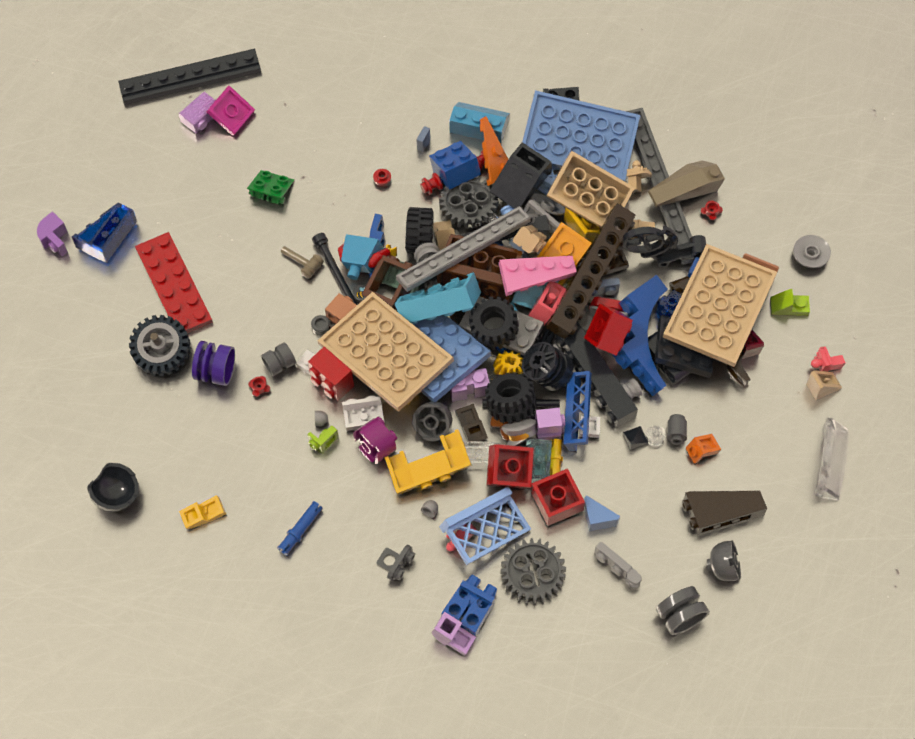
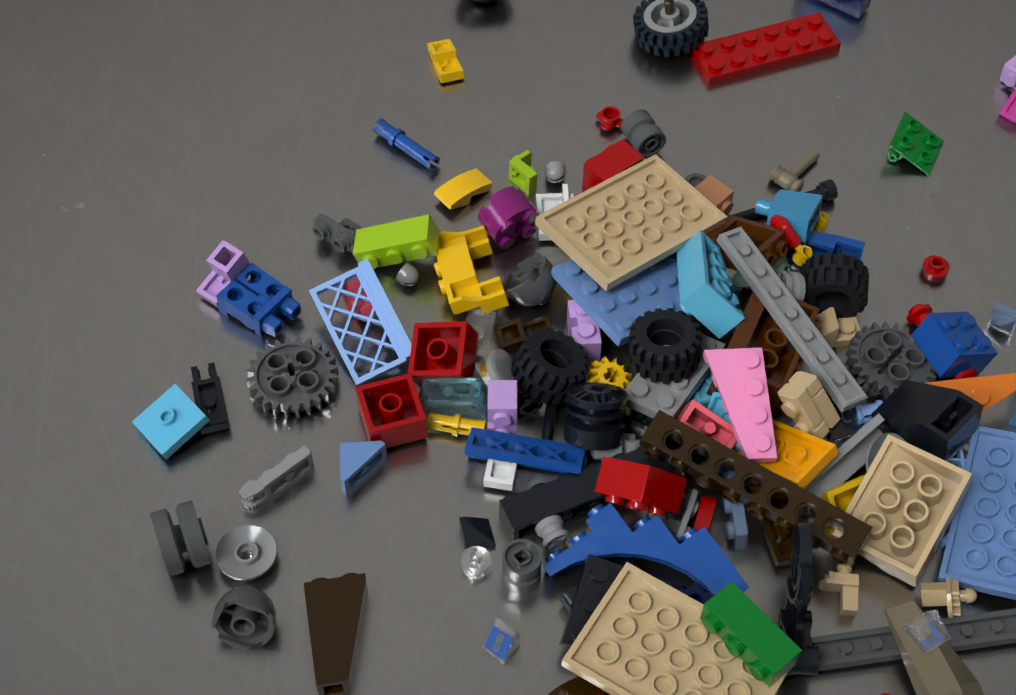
camera: 95 degrees right, 10 degrees down
(213, 363) = (639, 66): dark purple wheel -> none
(342, 480) = (461, 188): none -> yellow slope
(411, 513) = (397, 241): none -> lime brick
(559, 624) = (210, 399): none -> black hinge
(584, 645) = (170, 421): none -> medium azure plate
(660, 404) = (521, 566): none -> dark grey wheel
(670, 182) = (927, 630): none -> clear slope
(677, 429) = (479, 588): dark grey brick -> none
(679, 564) = (246, 541): none -> light grey dish
(702, 447) = (443, 621): orange bracket -> none
(703, 263) = (750, 634): none -> green brick
(709, 413) = (501, 641): none -> slope

